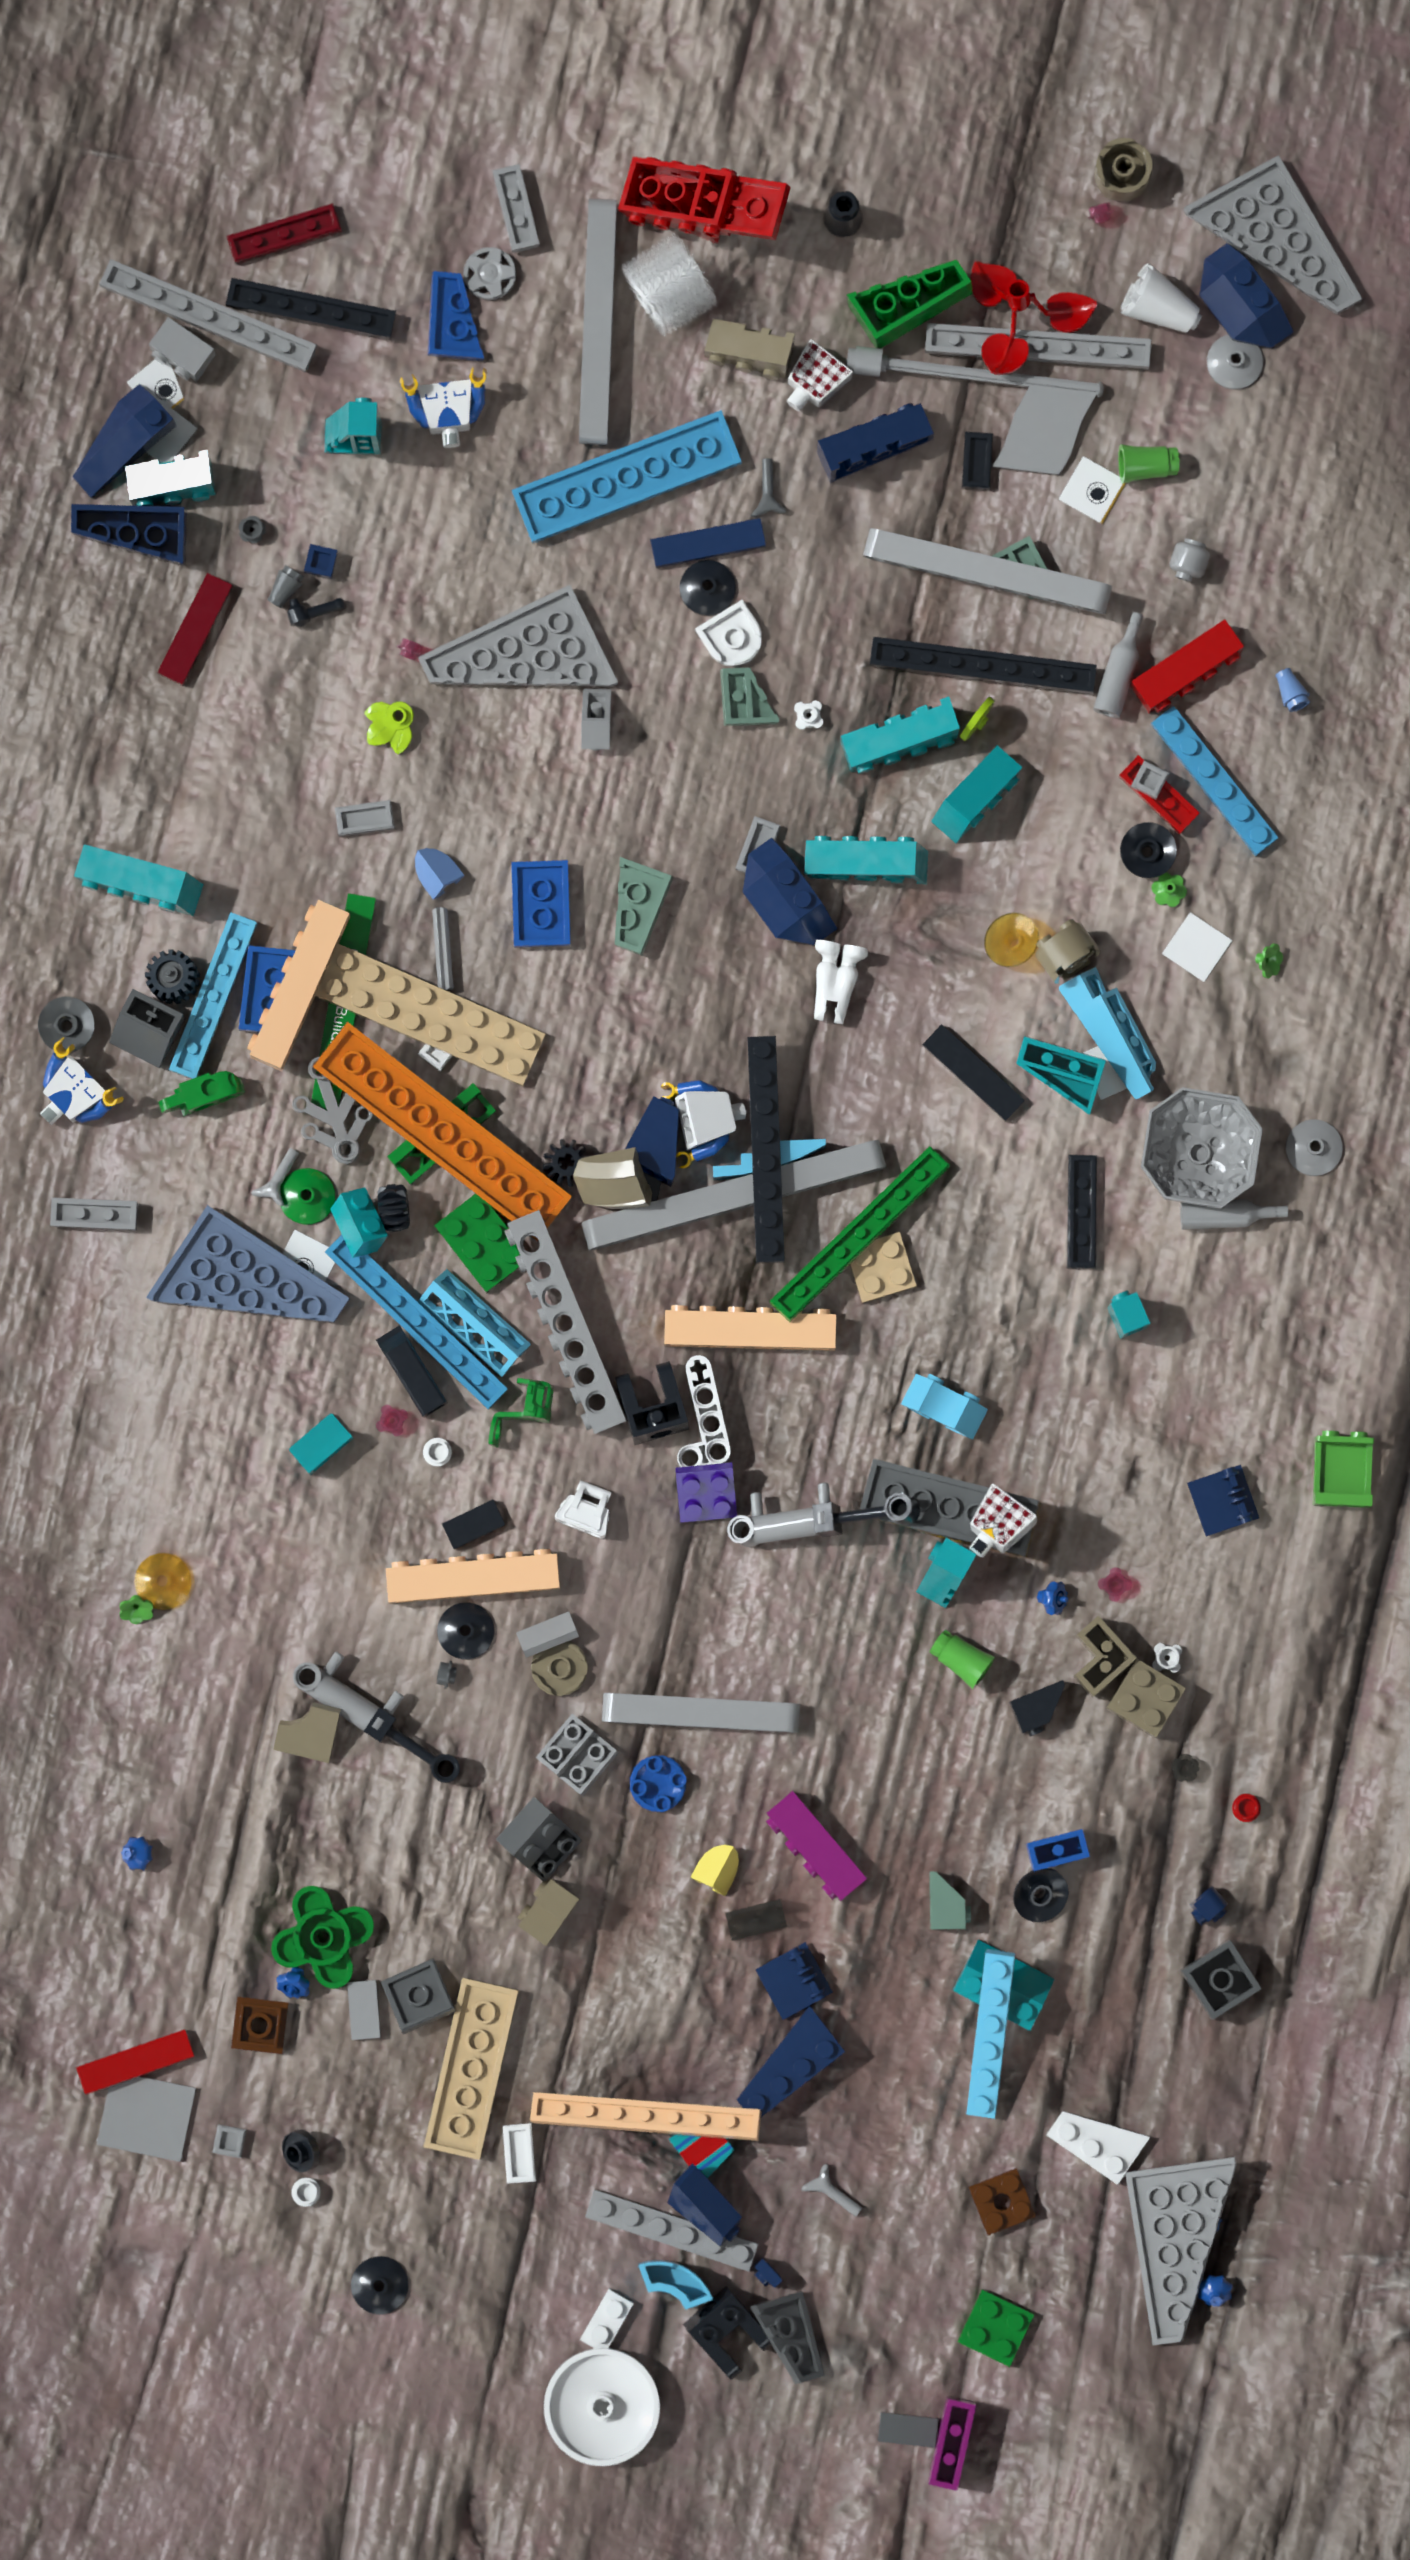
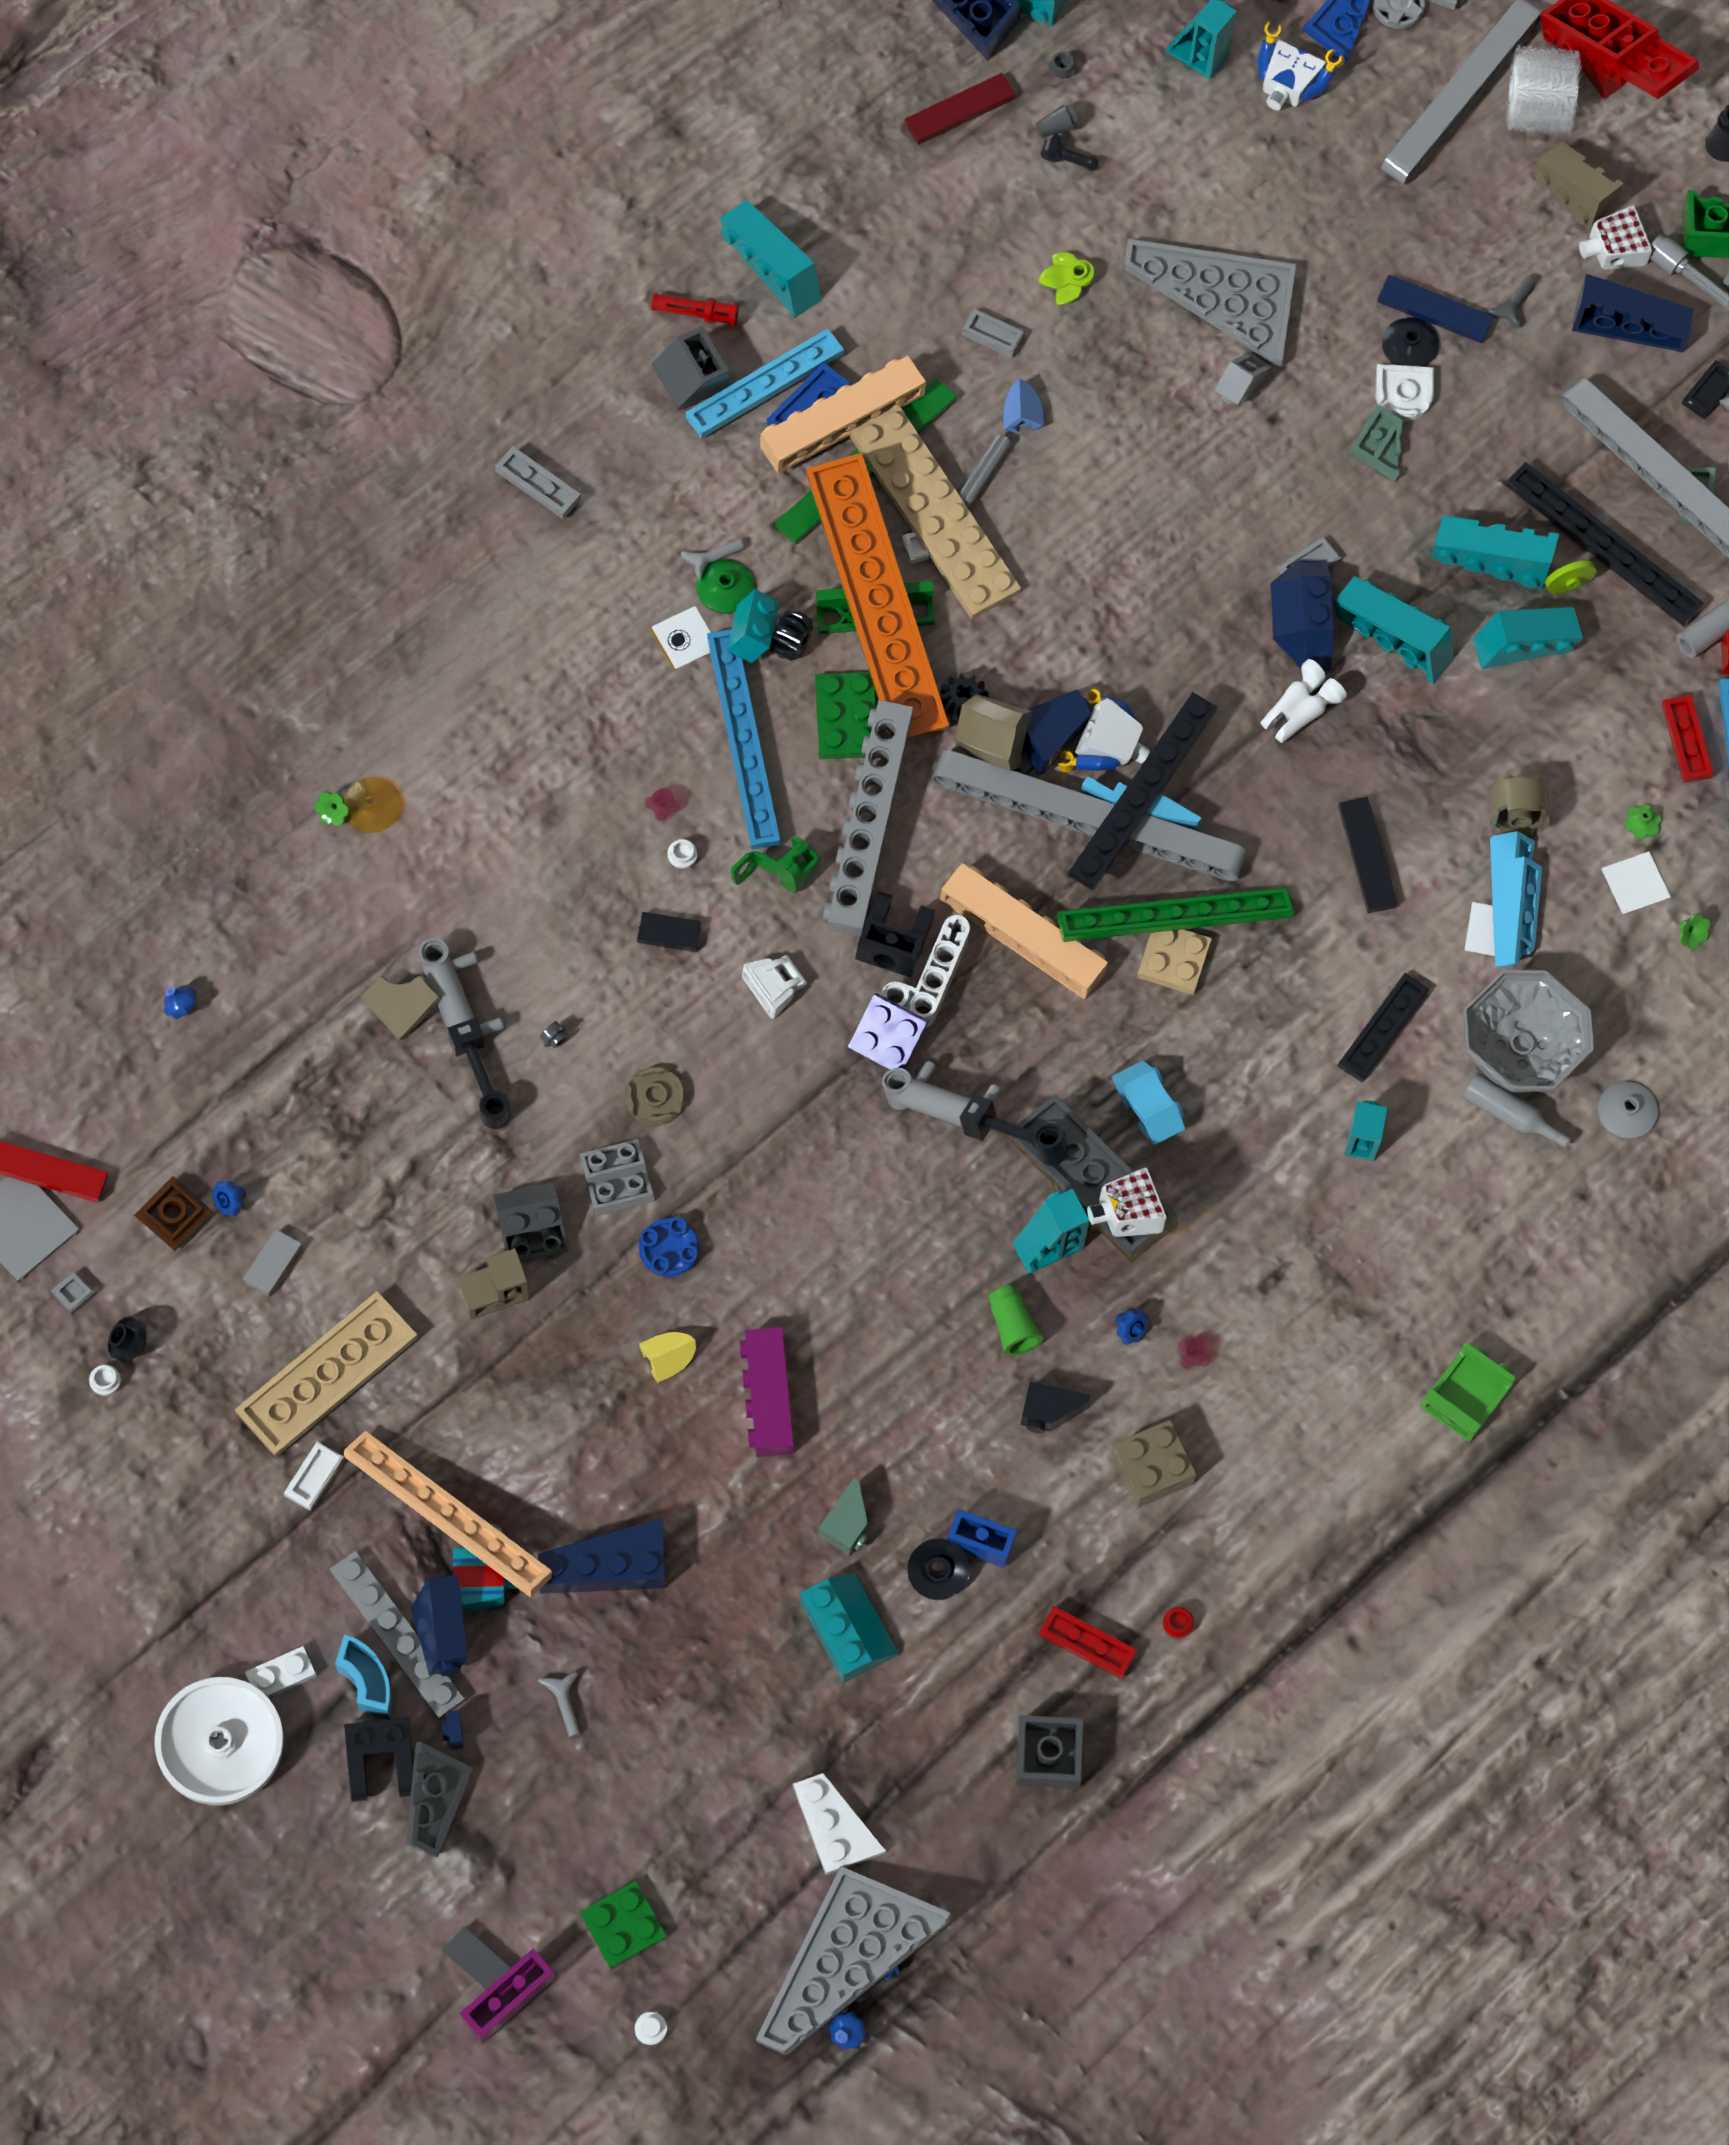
camera: 30 degrees right, 15 degrees down
(63, 1010) = (627, 315): dark grey dish -> none
(73, 1090) = (594, 376): torso -> none
(121, 962) = (661, 303): none -> red pin
(172, 976) = (742, 345): black wheel -> none
(203, 1093) = (699, 448): green piece -> none
(238, 1272) = (623, 604): sand blue wing -> none
(301, 1944) = (290, 1156): green plant -> none
(320, 561) = (1101, 122): dark blue plate -> none
(320, 1444) = (588, 784): teal panel -> none
(334, 1117) = (794, 536): light grey plant -> none
(388, 2272) = (109, 1519): black dish -> none
(410, 649) = (1126, 230): clear pink plate -> none
(411, 1371) = (708, 776): black piece -> none
(418, 1996) = (327, 1281): dark grey tile -> none
(465, 1646) = (601, 1026): black dish -> none
(472, 1578) = (636, 971): light nougat brick -> none
(476, 1318) = (796, 767): medium azure fence -> none
(540, 903) = (1092, 487): blue plate -> none
(547, 1634) = (665, 1060): light grey tile -> none
(626, 476) = (1403, 217): dark azure plate -> none
(639, 904) = (1177, 539): sand green wing -> none
(701, 1712) = (750, 1213): light grey beam -> none
(756, 1919) = (670, 1417): clear smoke hinge -> none
(794, 1981) = (665, 1493): dark blue hinge -> none
(805, 722) = (1422, 495): white plate -> none
(990, 2033) = (806, 1652): medium azure plate -> none
(1006, 930) = (1476, 768): clear yellow dish -> none
(1018, 2210) = (704, 1796): reddish brown piece -> none
(1063, 1070) = (1449, 898): teal wedge -> none
(1070, 2390) = (650, 2028): none -> white plate
(1109, 1656) = (1142, 1406): dark tan brick -> none
(1150, 780) = (1687, 718): light grey tile -> none
(1151, 836) = (1647, 763): black dish -> none
(1160, 1662) = (1206, 1445): white plate -> none
(1185, 1760) = (1146, 1543): clear smoke plate -> none
(1189, 1872) = (1087, 1642): none -> red plate
(1208, 1906) = (1083, 1683): dark blue plate -> none
(1223, 1500) = (1342, 1346): dark blue hinge -> none

